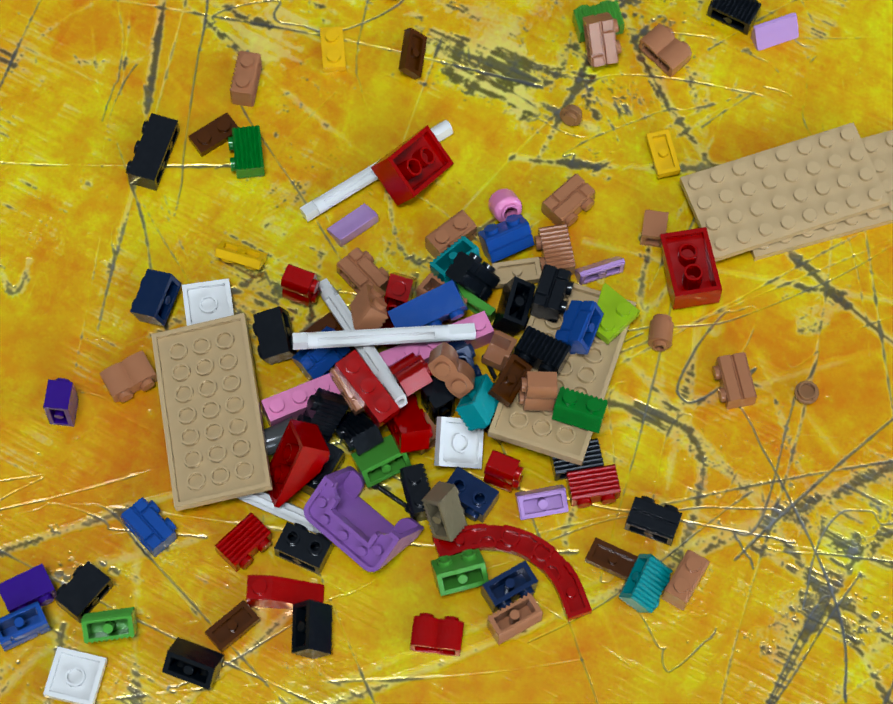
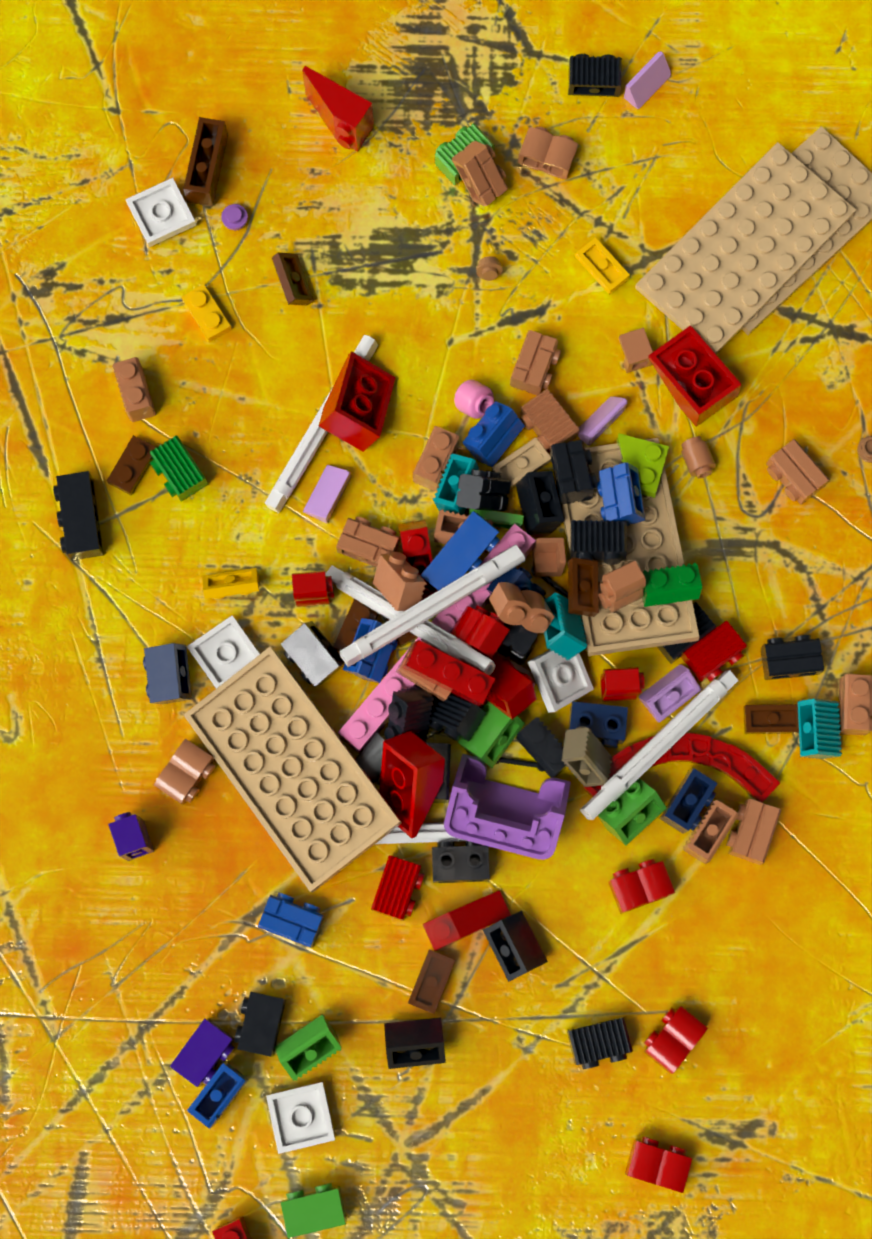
camera: 25 degrees left, 10 degrees up
(509, 531) = (659, 745): none -> white piece
(550, 637) = (753, 831): none -> nougat brick

